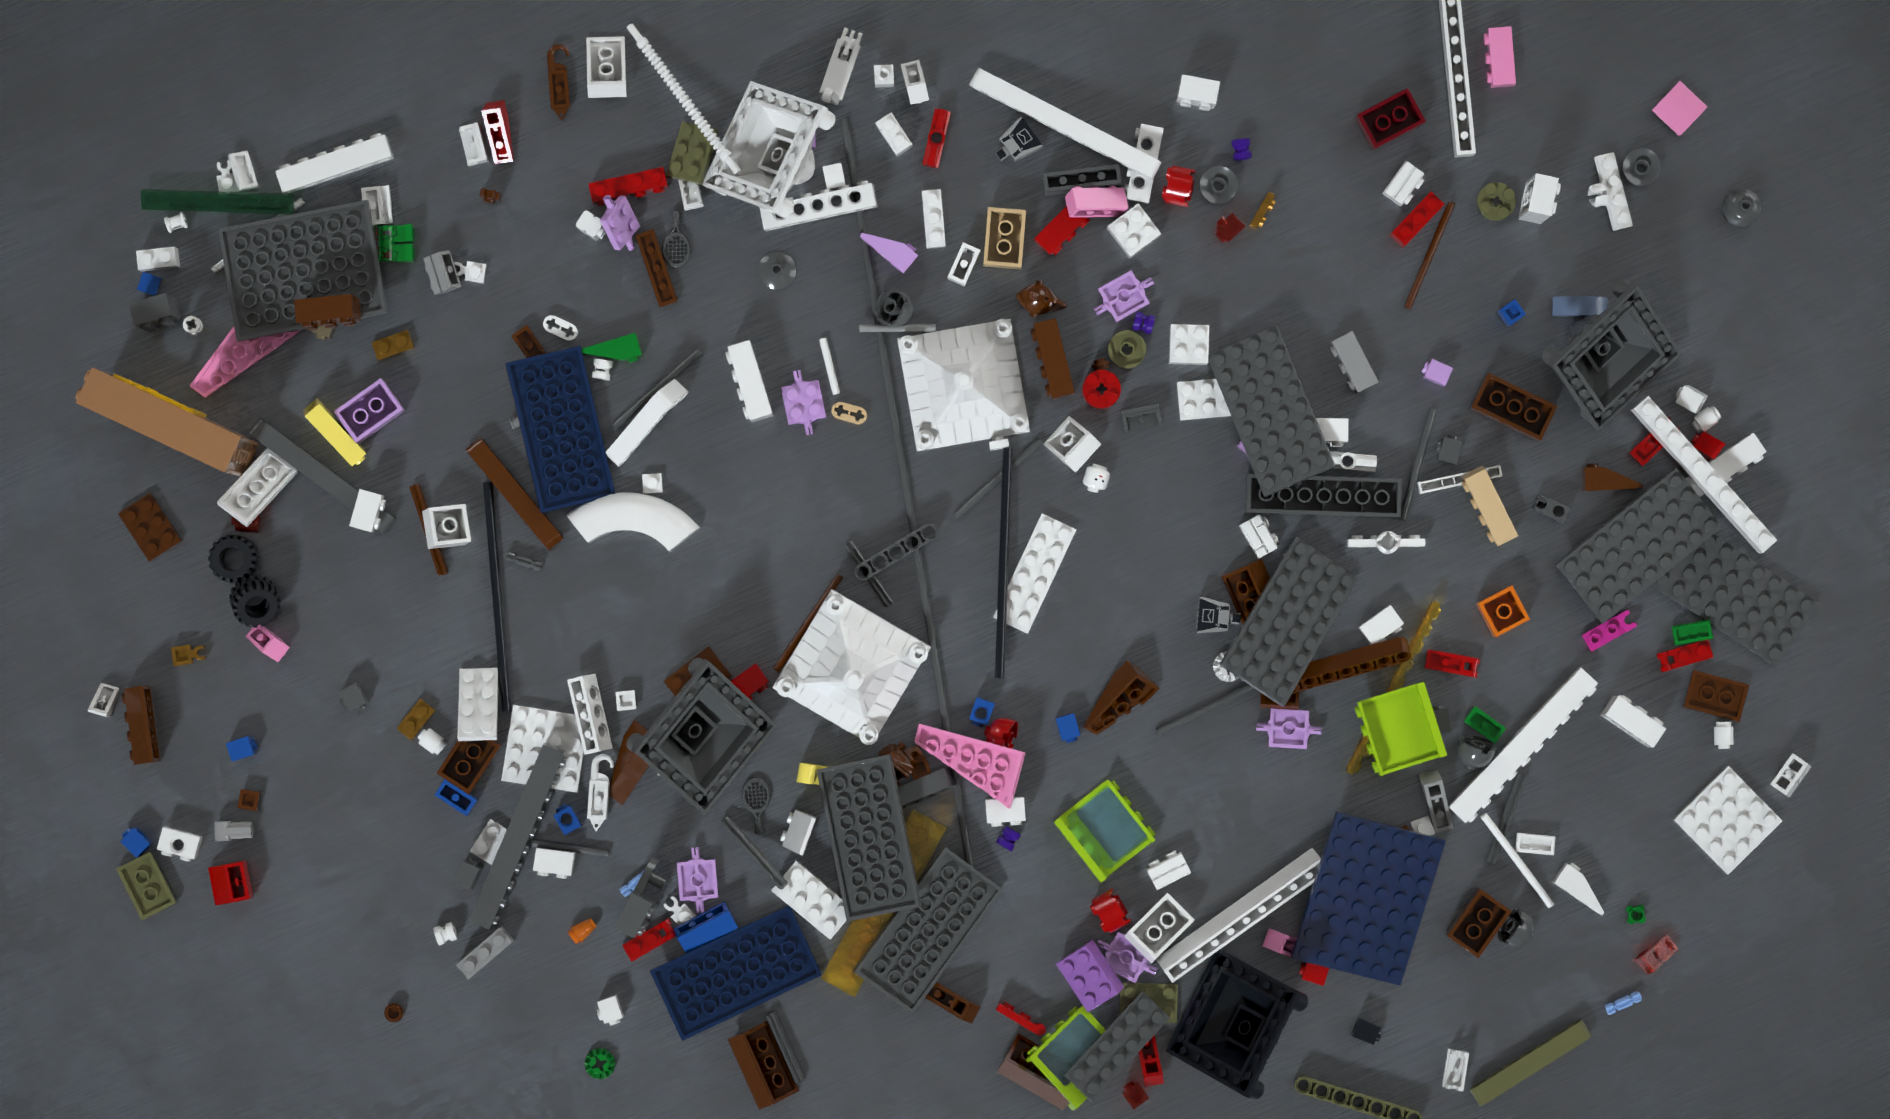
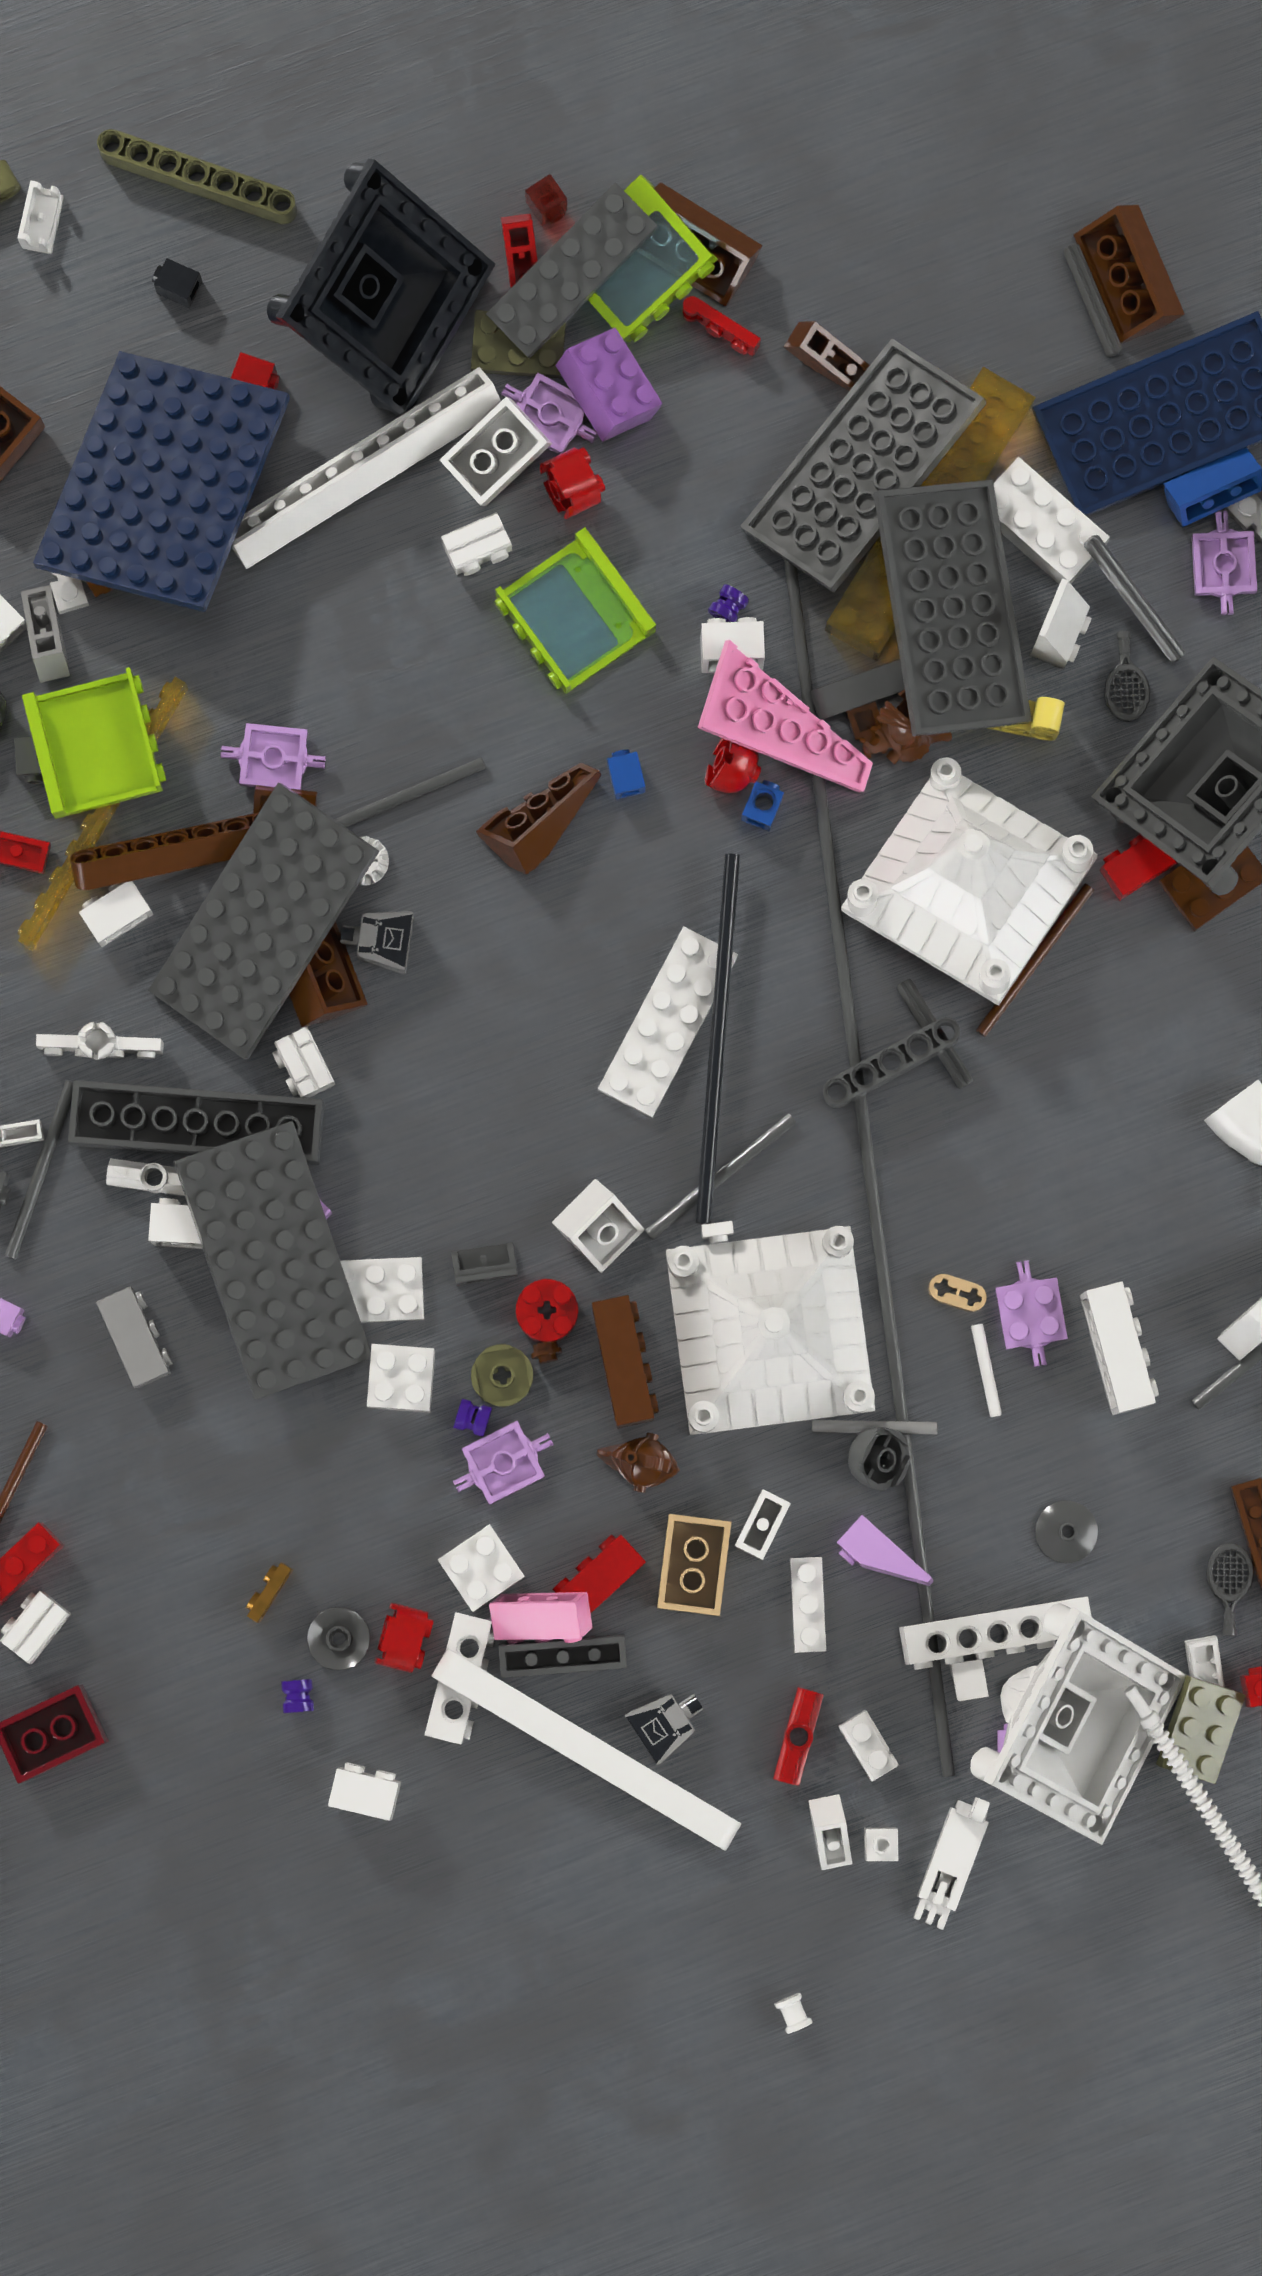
camera: 175 degrees right, 5 degrees down
(1096, 478) = (562, 1169): white head -> none
(1228, 228) = (326, 1566): clear red brick -> none
(1279, 942) = (305, 423): bright pink slope -> none

